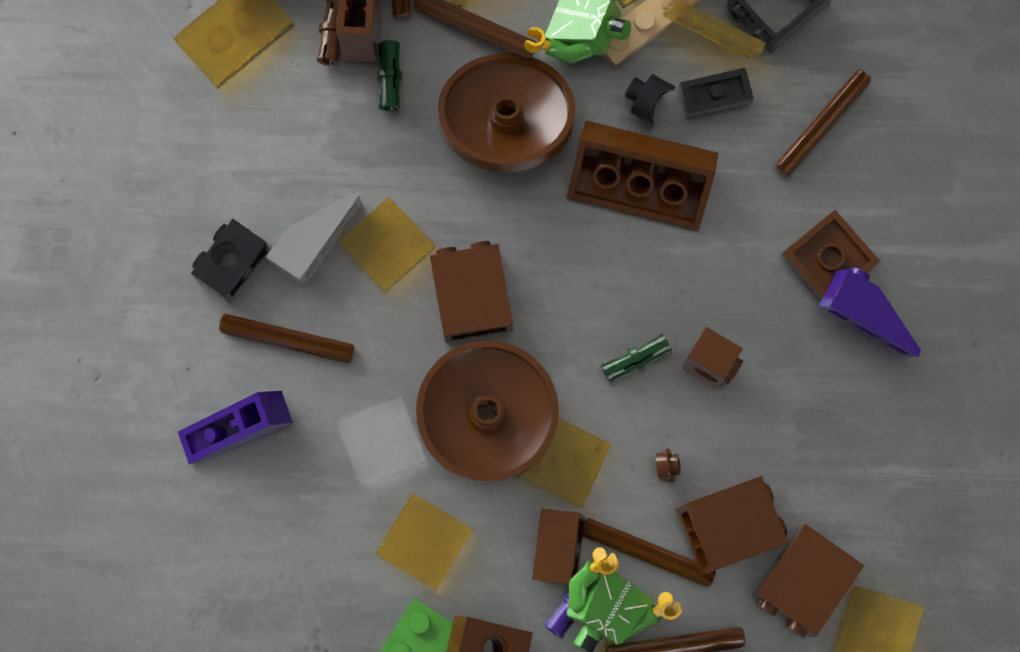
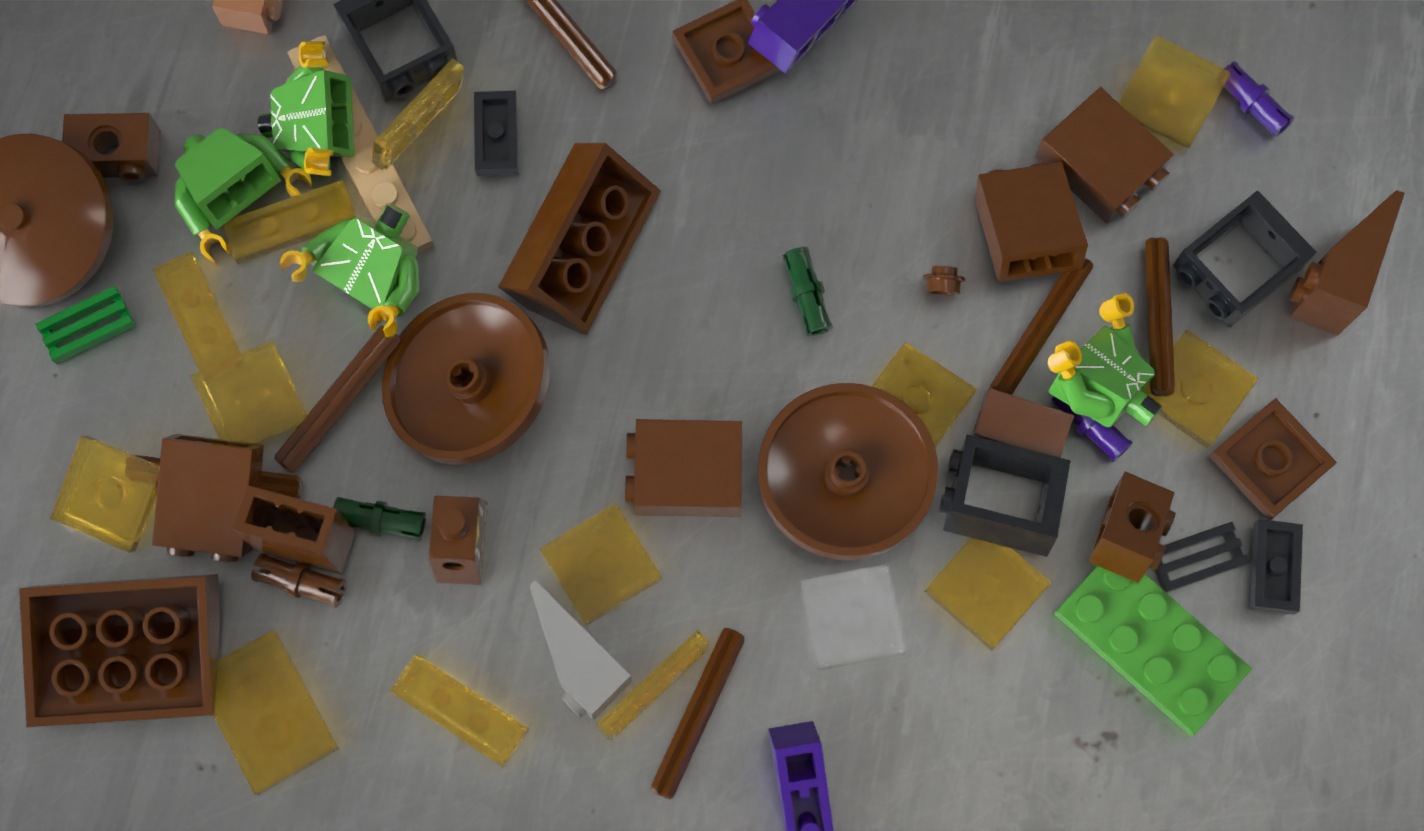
camera: 80 degrees left, 5 degrees down
(228, 280) = (573, 740): black brick -> none
(258, 166) = (459, 710): none -> clear yellow tile
(298, 300) = (653, 685): none -> clear yellow tile
(384, 134) = (458, 537): none -> reddish brown torso
(466, 533) = (997, 527): none -> black window
(646, 95) = (484, 209): black piece -> none
(713, 359) = (829, 198): reddish brown brick -> none

